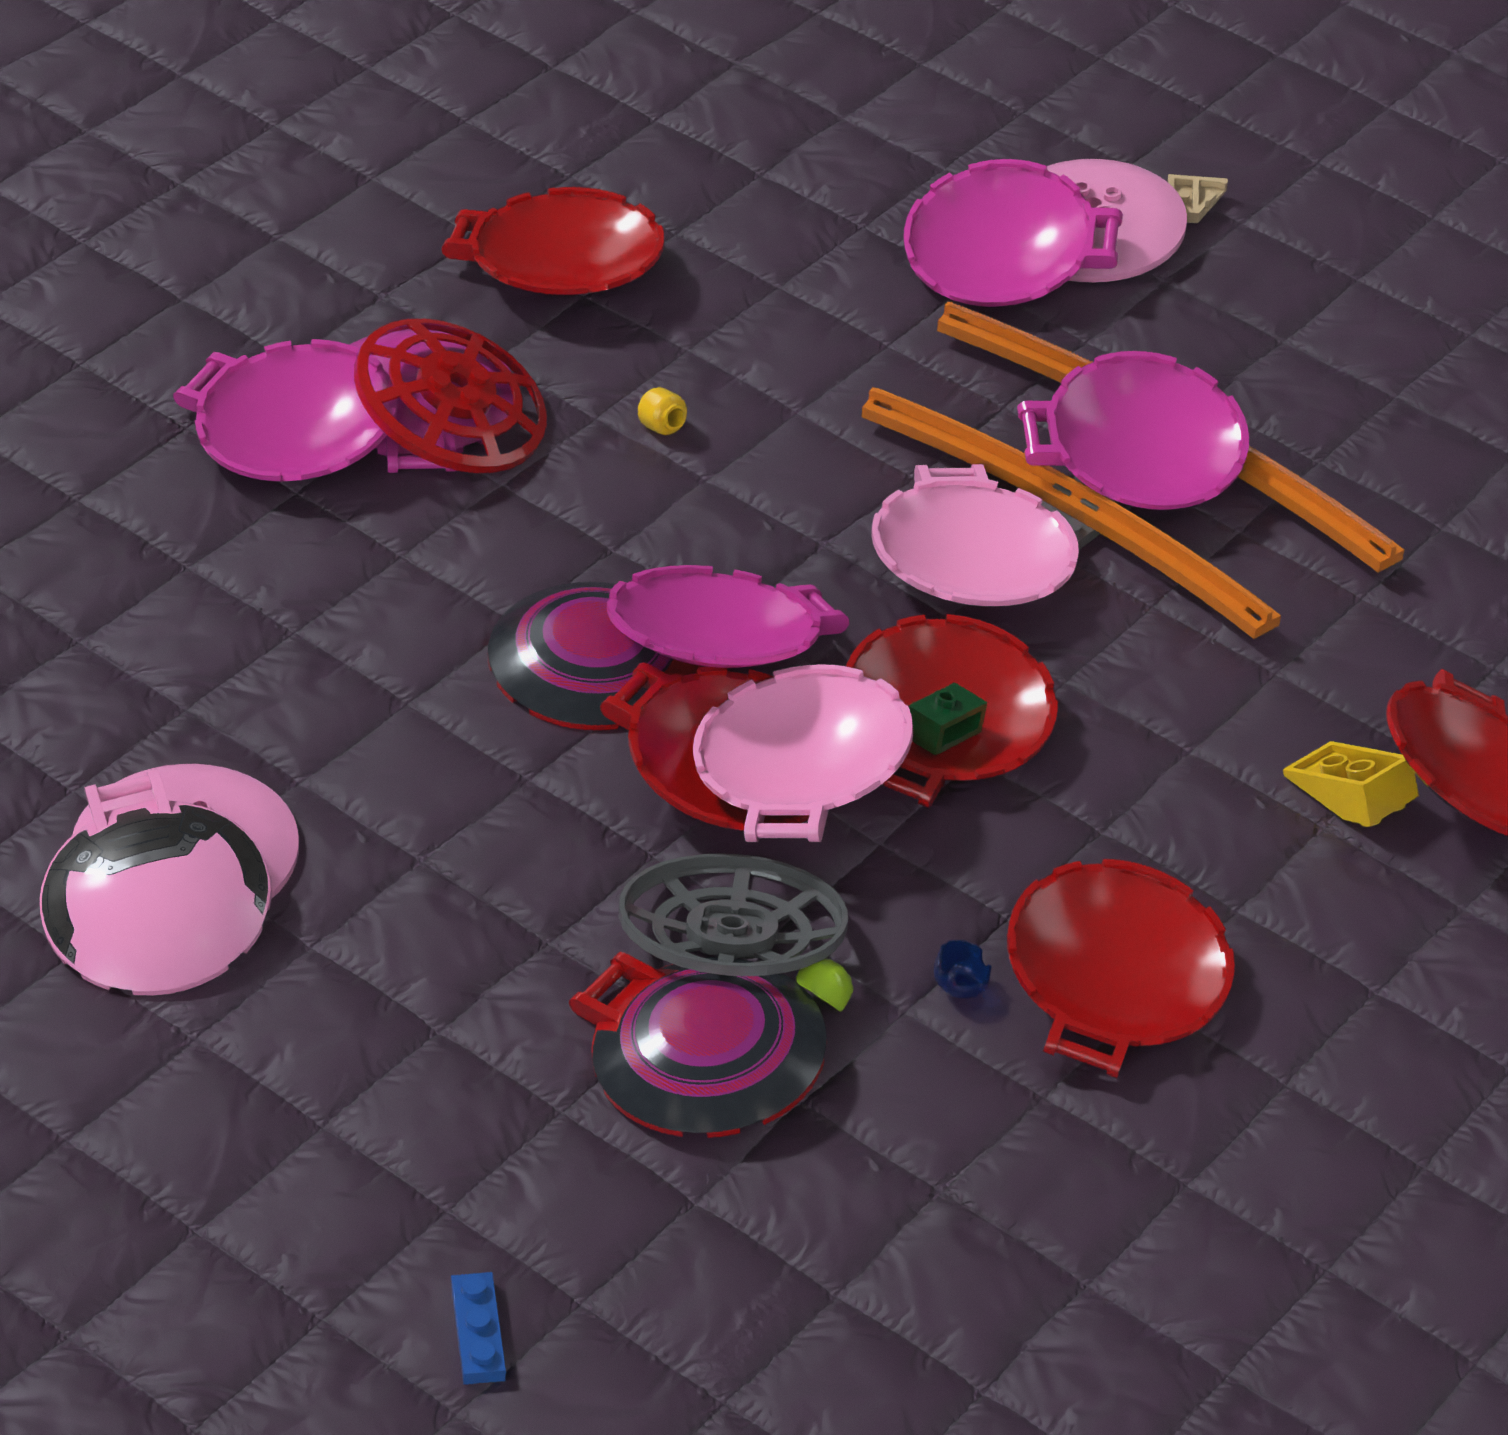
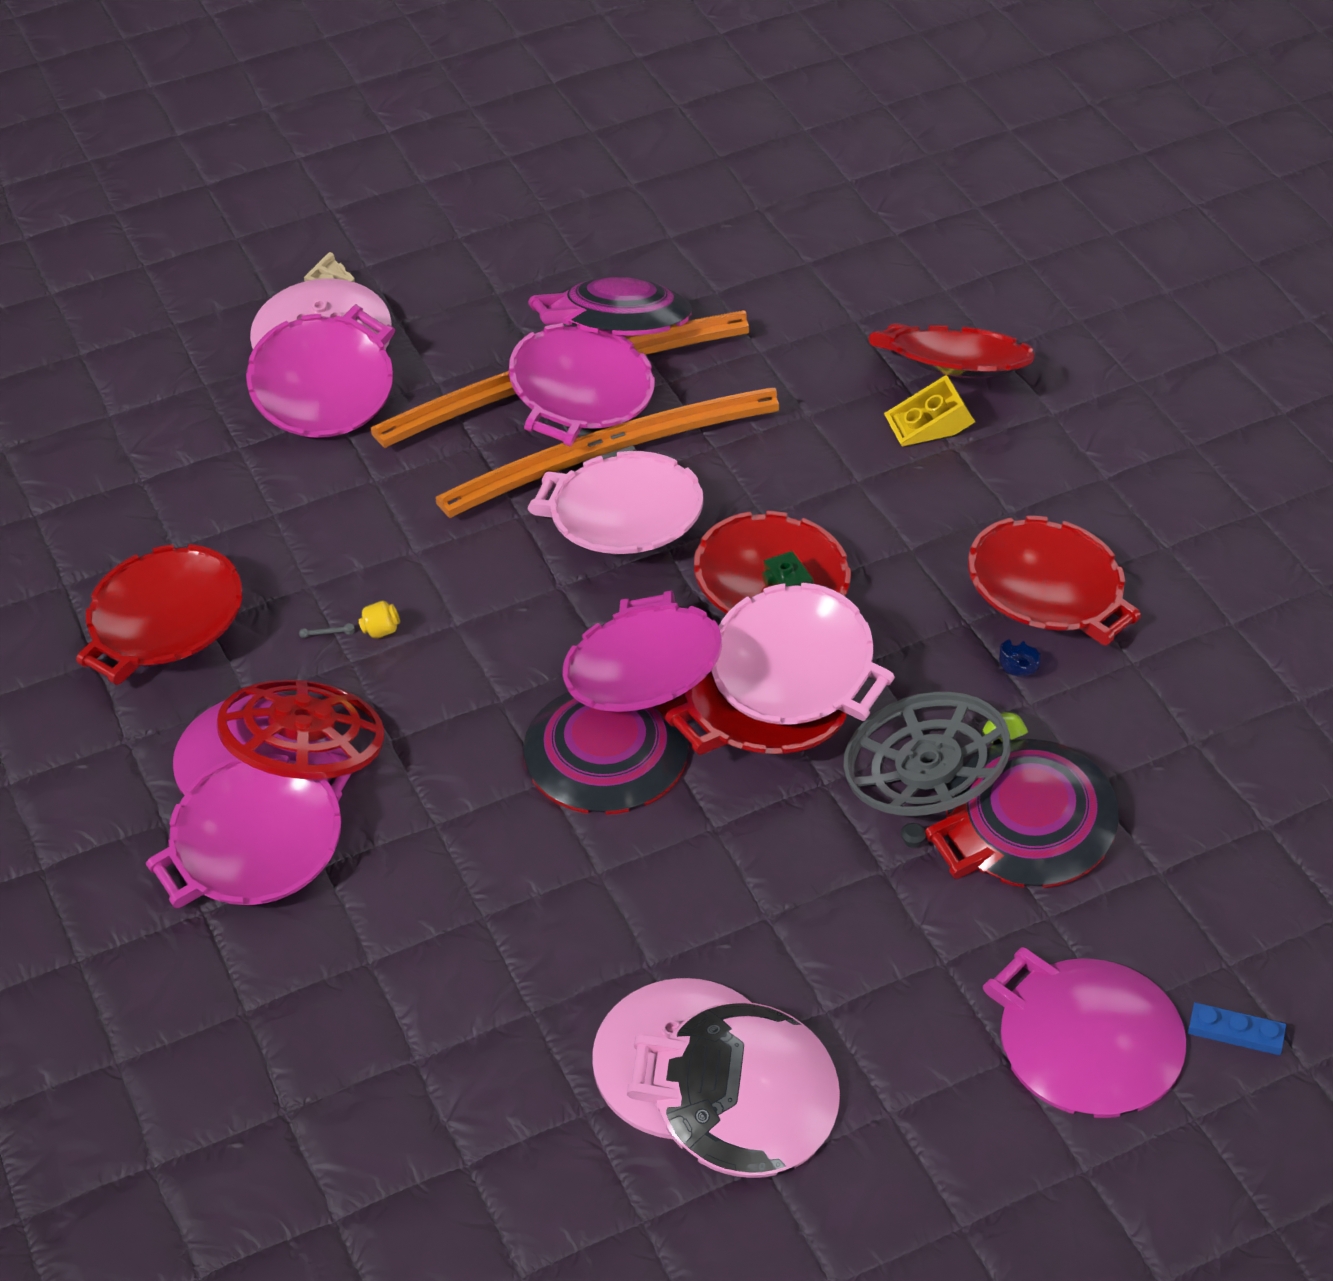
camera: 60 degrees left, 5 degrees up
(399, 1189) = (1089, 1034): none -> dark pink dish
(608, 945) = (913, 834): none -> black piece
(614, 368) = (348, 629): none -> dark grey hinge
(1306, 429) = (614, 304): none -> dish

